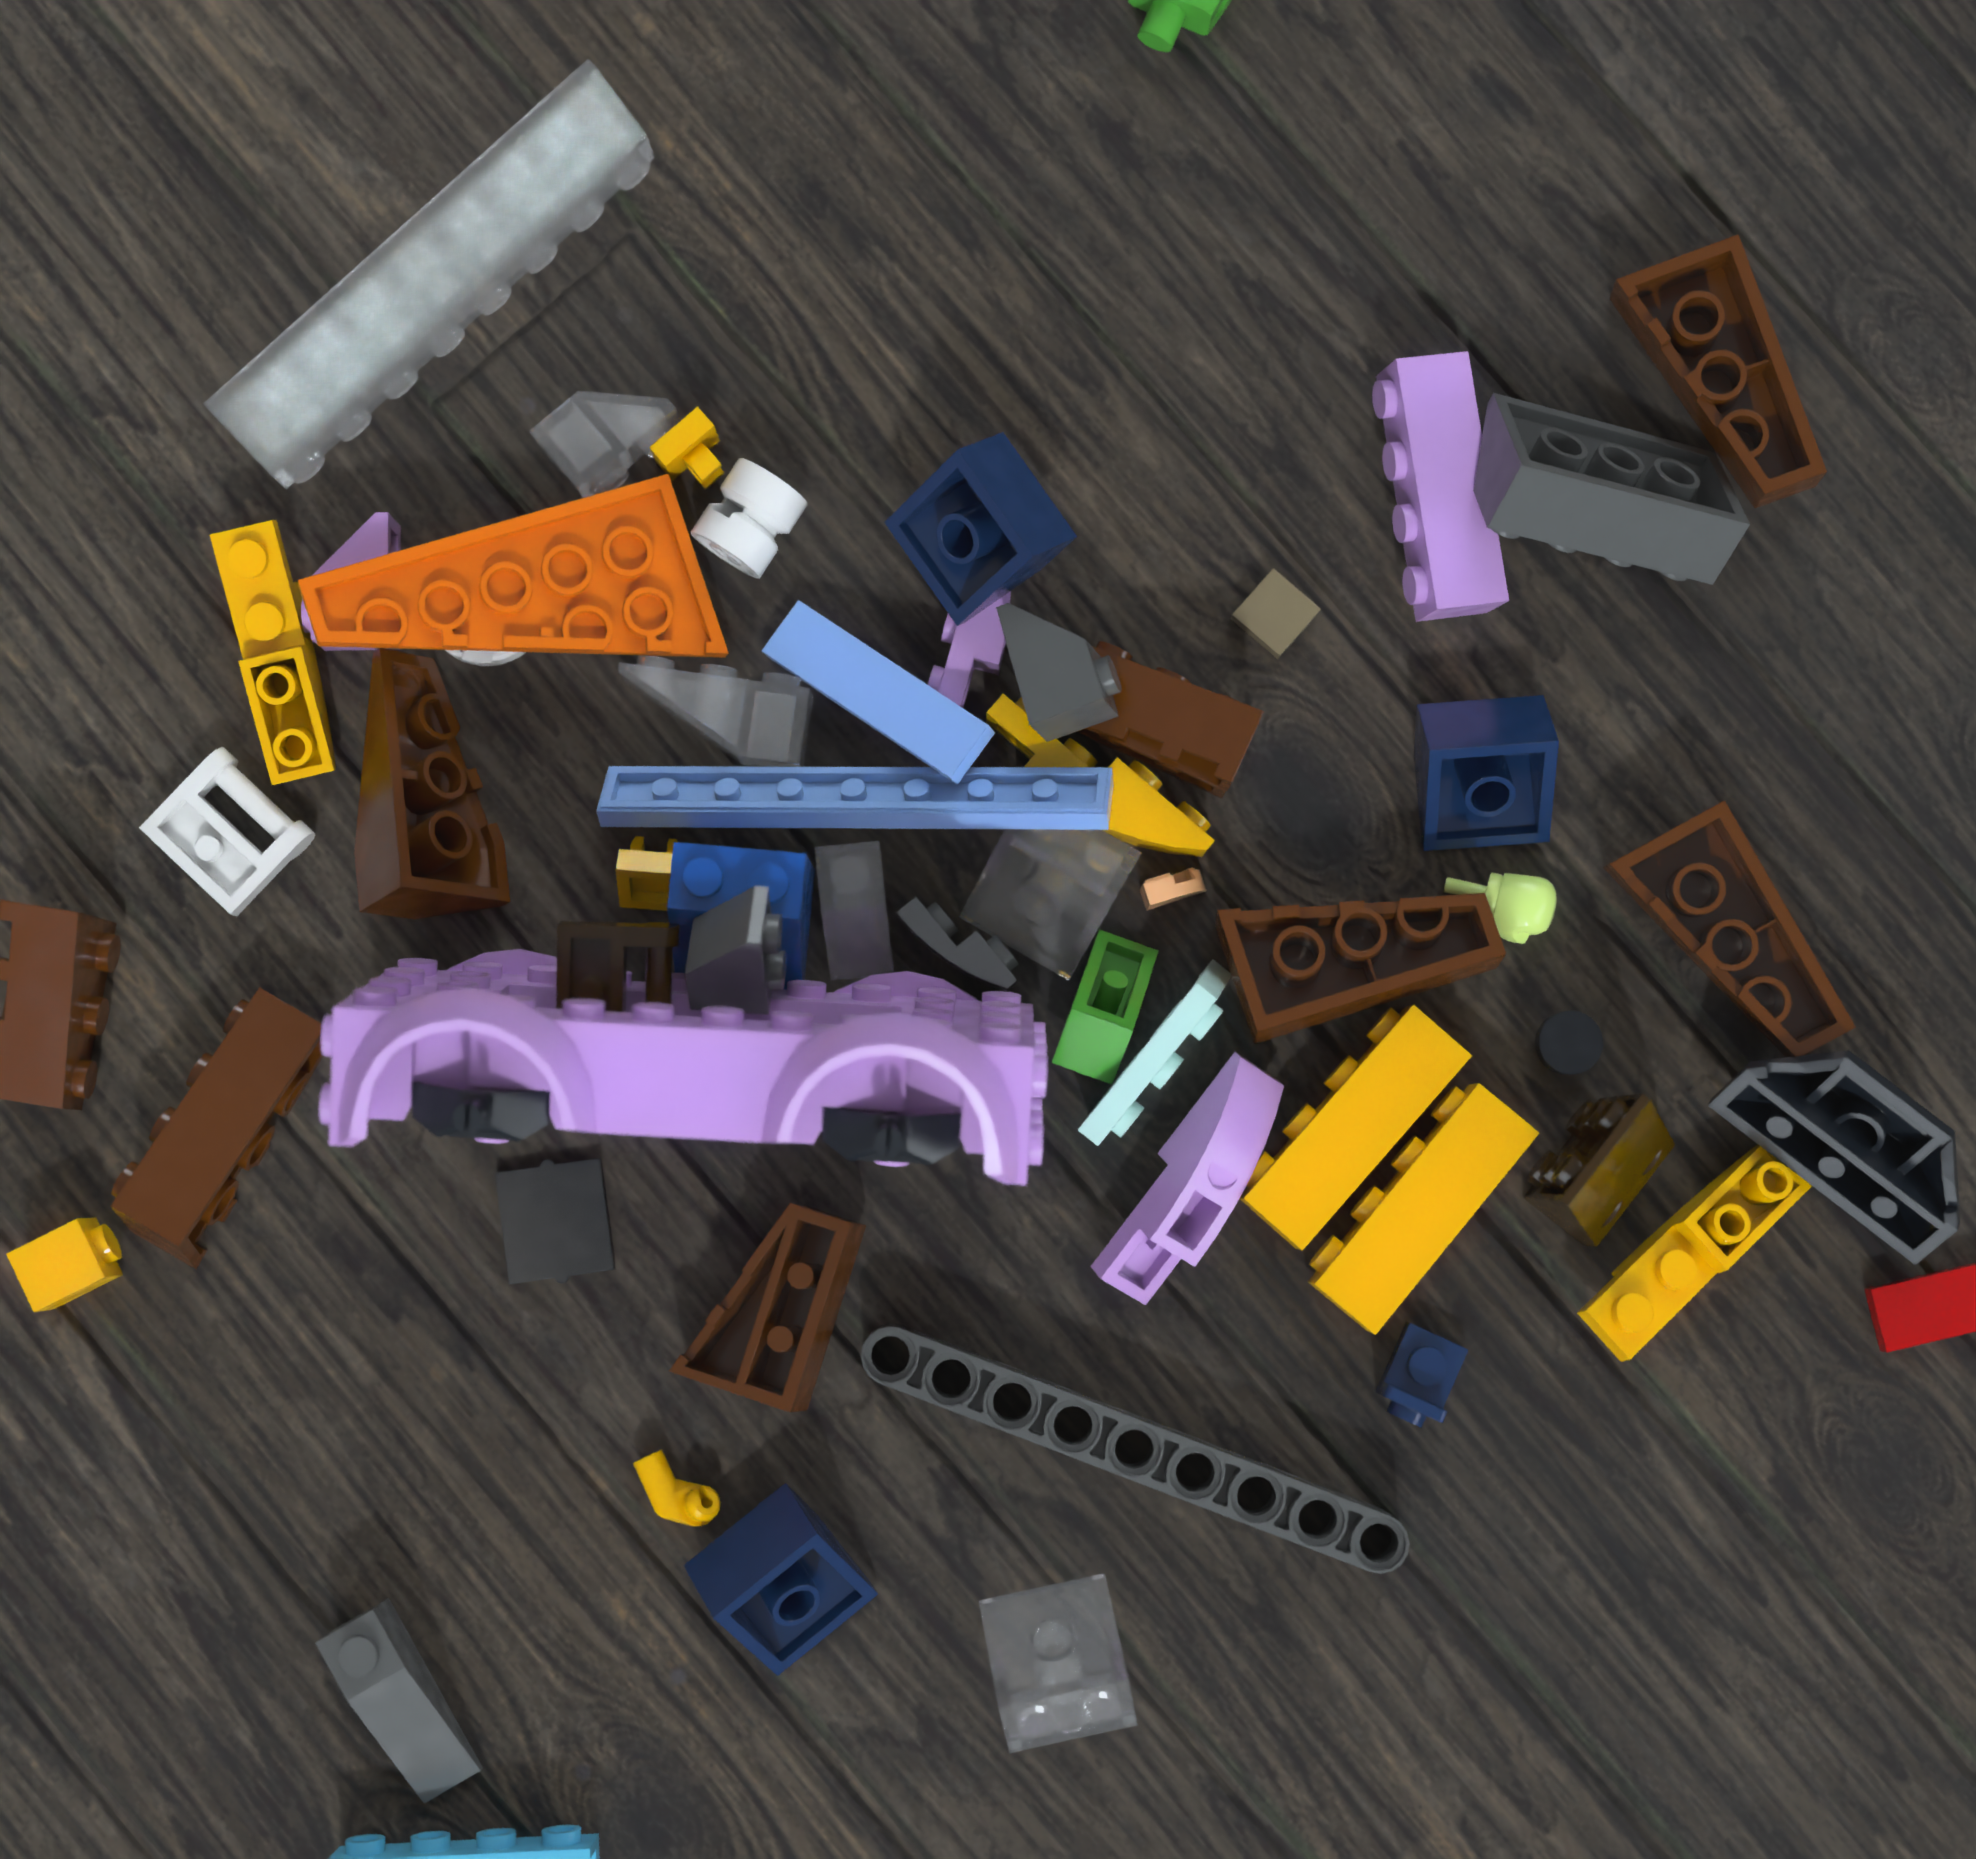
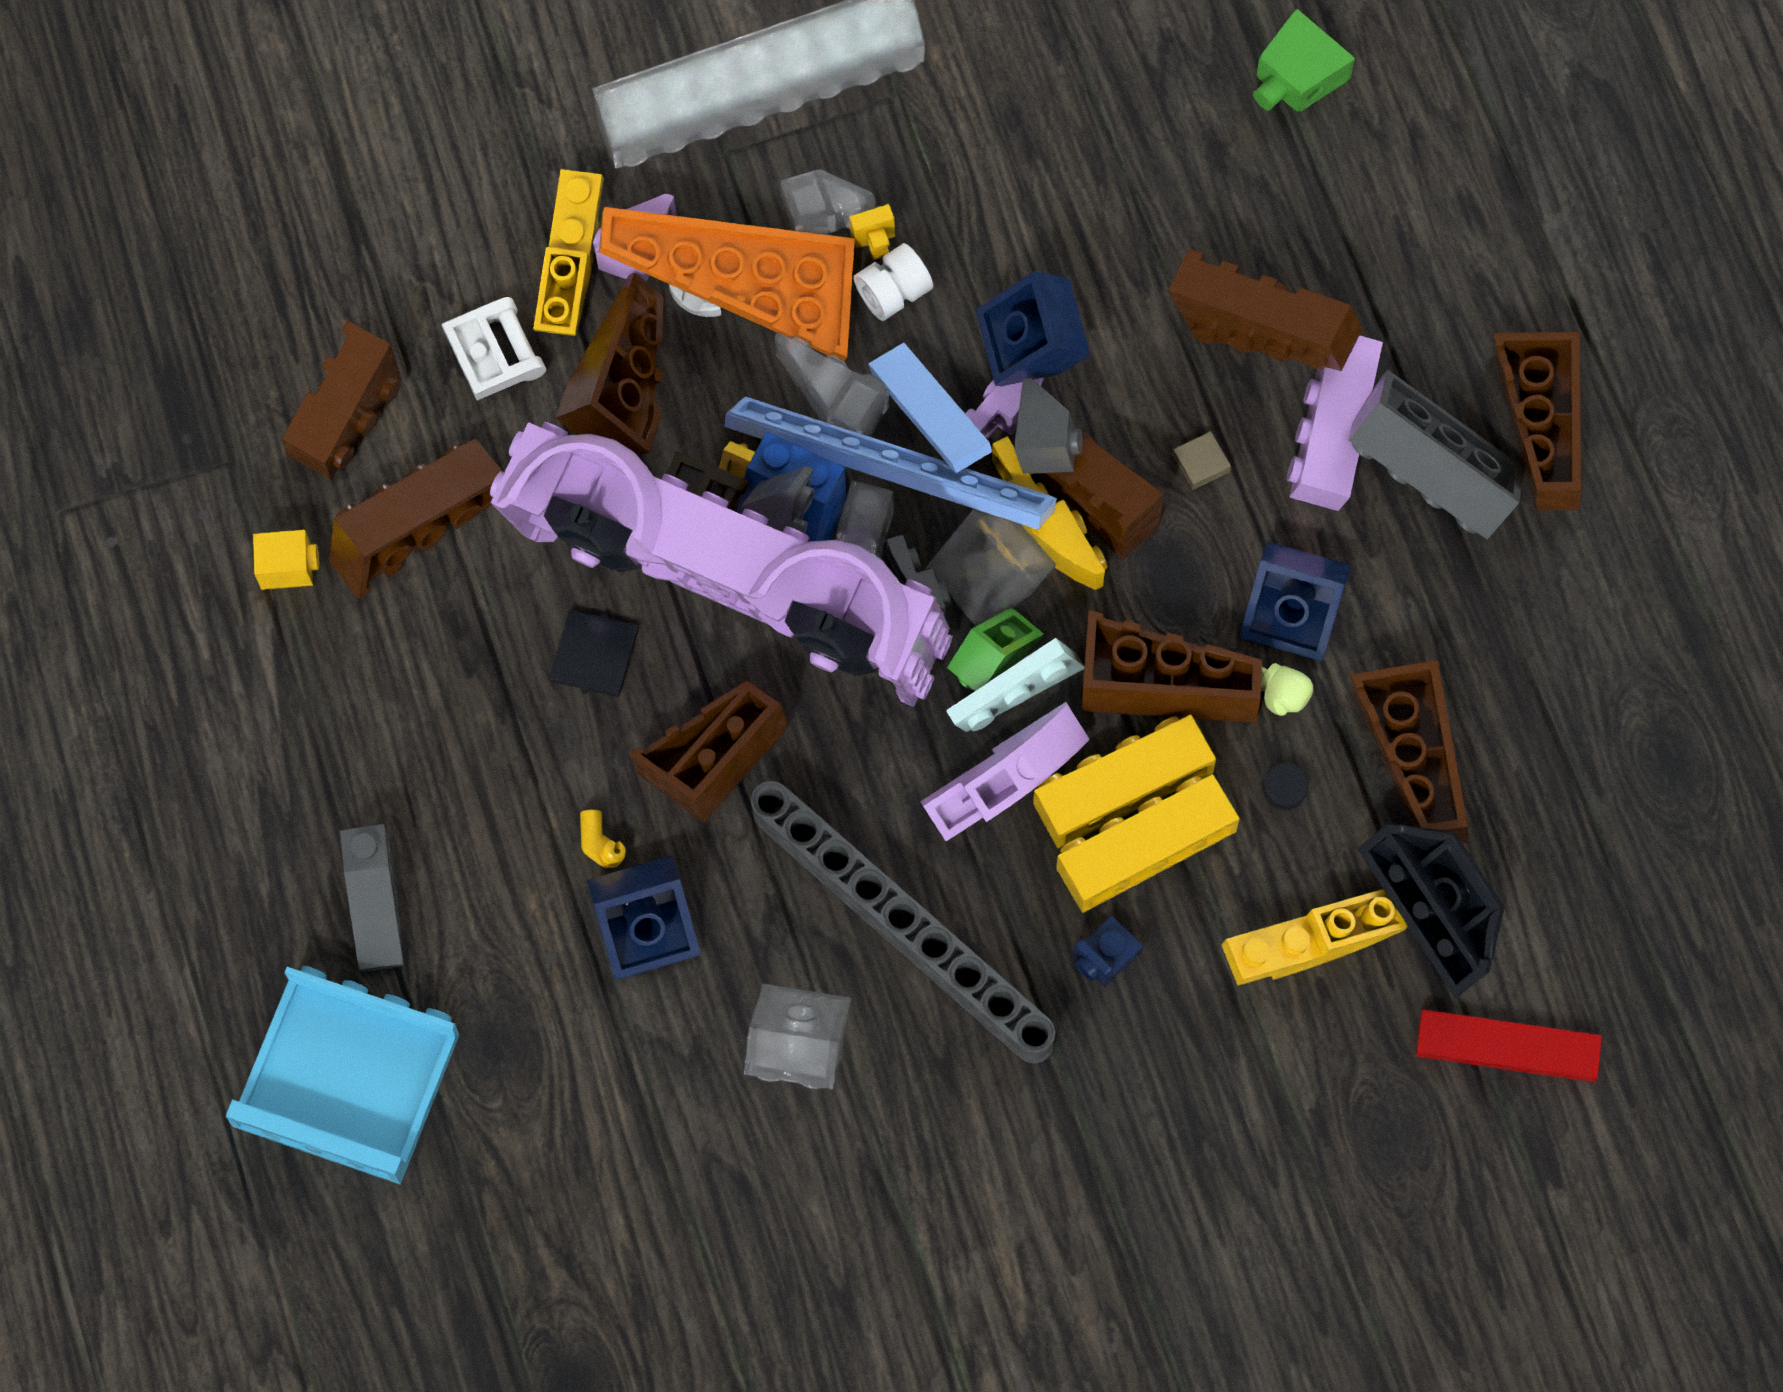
camera: 25 degrees right, 15 degrees down
(1171, 888) = (1063, 598): light nougat tile -> none
(1295, 379) = (1263, 315): none -> reddish brown wedge
(1600, 1166) = (1272, 853): dark brown slope -> none

